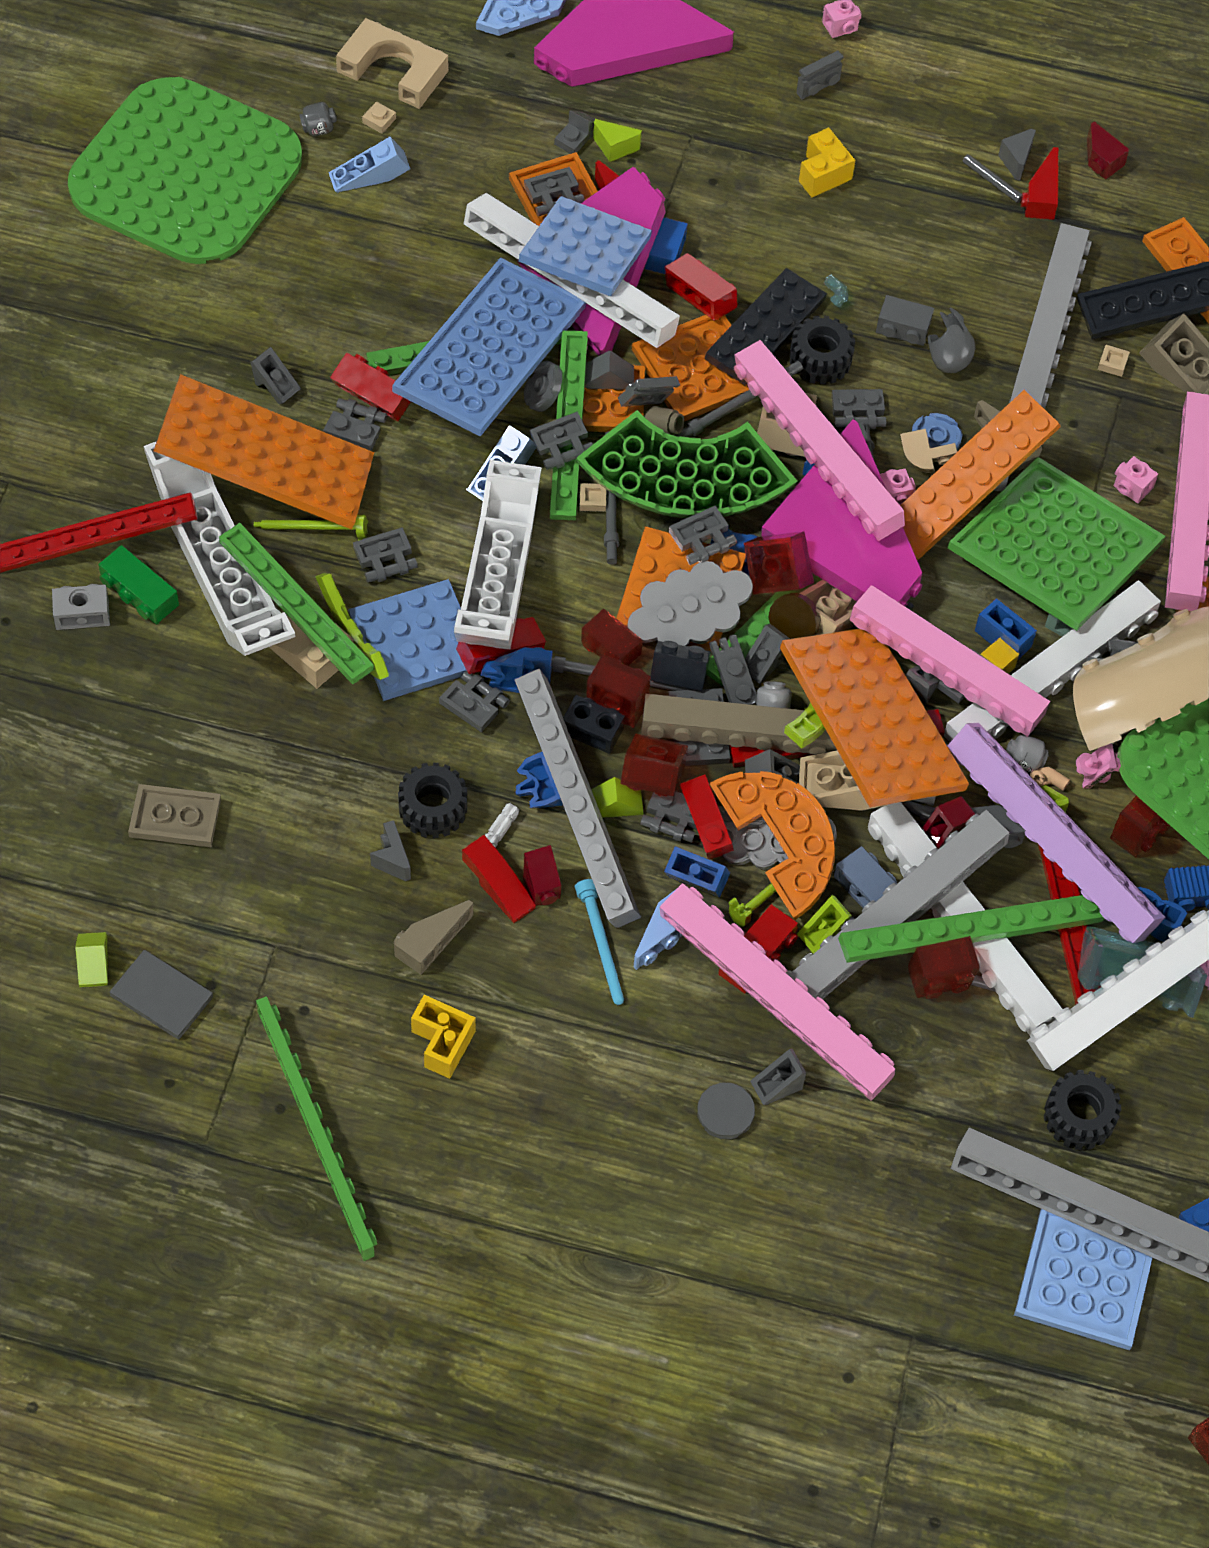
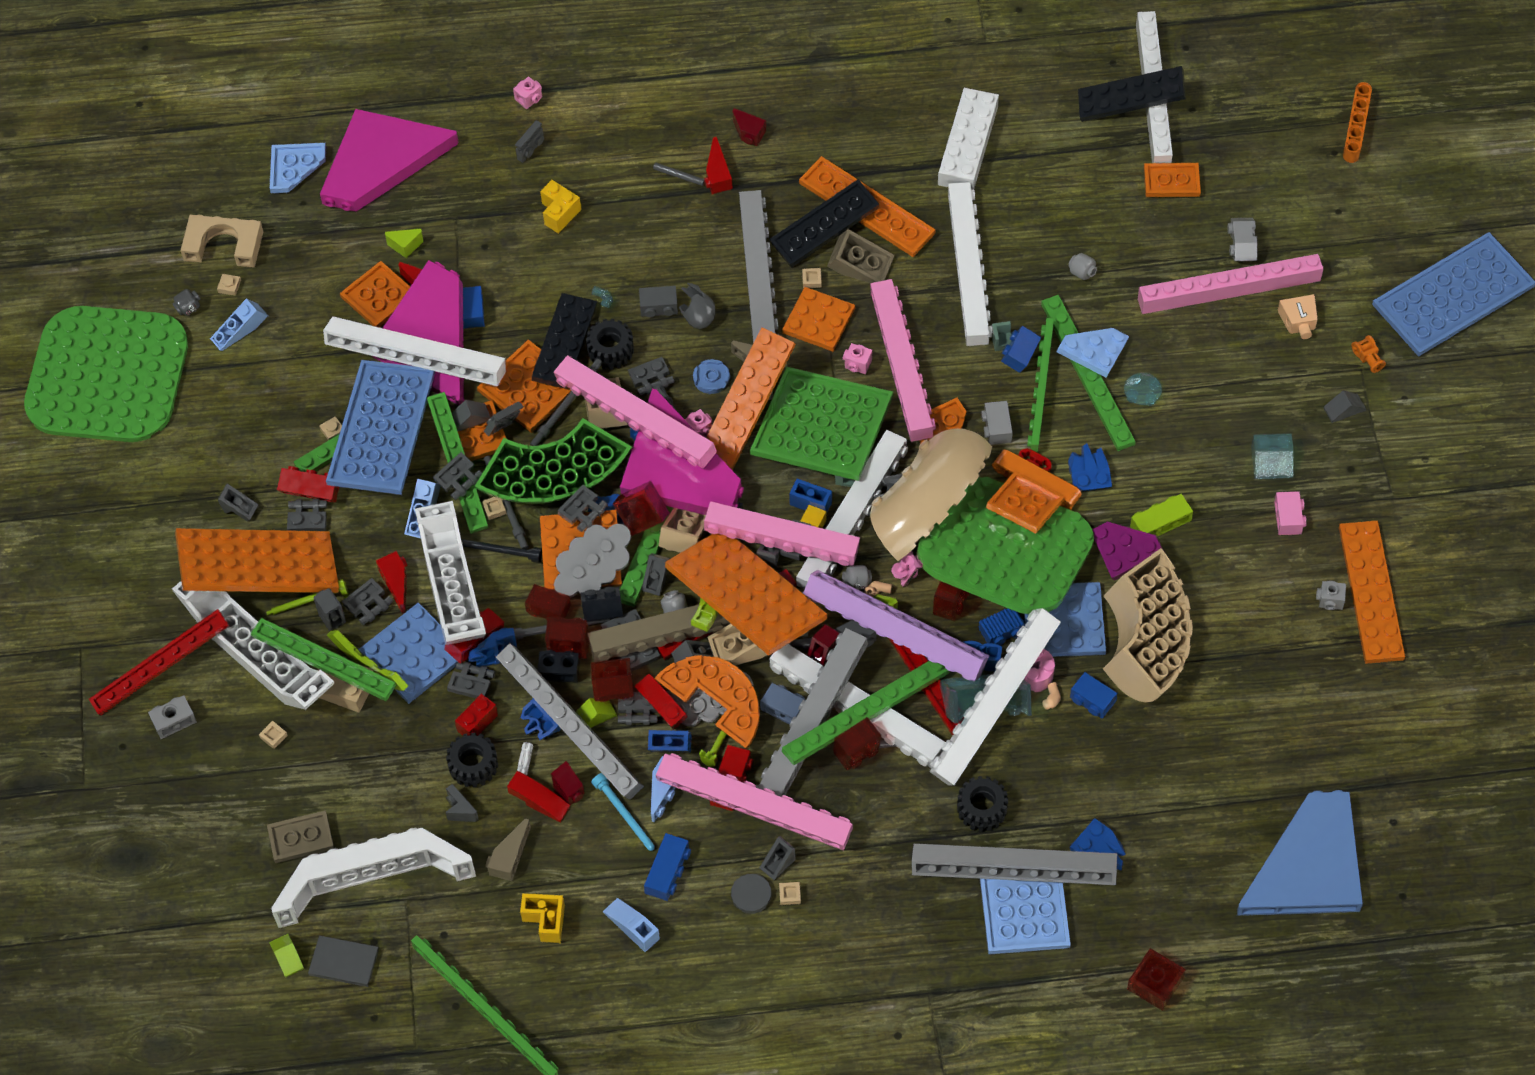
camera: 15 degrees left, 0 degrees up
(138, 585) = (205, 686): green brick -> none
(196, 675) = (273, 735): none -> tan plate
(239, 880) = (367, 863): none -> white slope
(332, 546) = (329, 609): none -> dark grey brick
(428, 328) = (331, 428): none -> tan plate
(433, 537) = (395, 576): none -> red slope
(461, 747) = (476, 716): none -> red brick
(543, 387) = (428, 441): dark grey tile -> none
(550, 186) = (374, 292): dark grey plate -> none
(553, 1091) = (633, 924): none -> light blue slope
(576, 132) = (374, 245): dark grey slope -> none
(585, 246) = (419, 331): medium blue plate -> none
(618, 572) = (534, 554): none -> black piece
(628, 1033) = (667, 867): none -> blue brick
(666, 419) = (522, 434): dark tan brick -> none
(701, 287) = (508, 328): brick -> none
(733, 671) = (639, 595): dark grey hinge -> none
(777, 1130) = (789, 893): none -> tan plate
(794, 616) = (666, 541): dark brown tile -> none
(824, 923) = (767, 744): lime slope -> none
(920, 454) = (706, 394): tan brick -> none
(1015, 152) = (687, 149): dark grey slope -> none
(1103, 414) = (818, 319): none -> orange plate

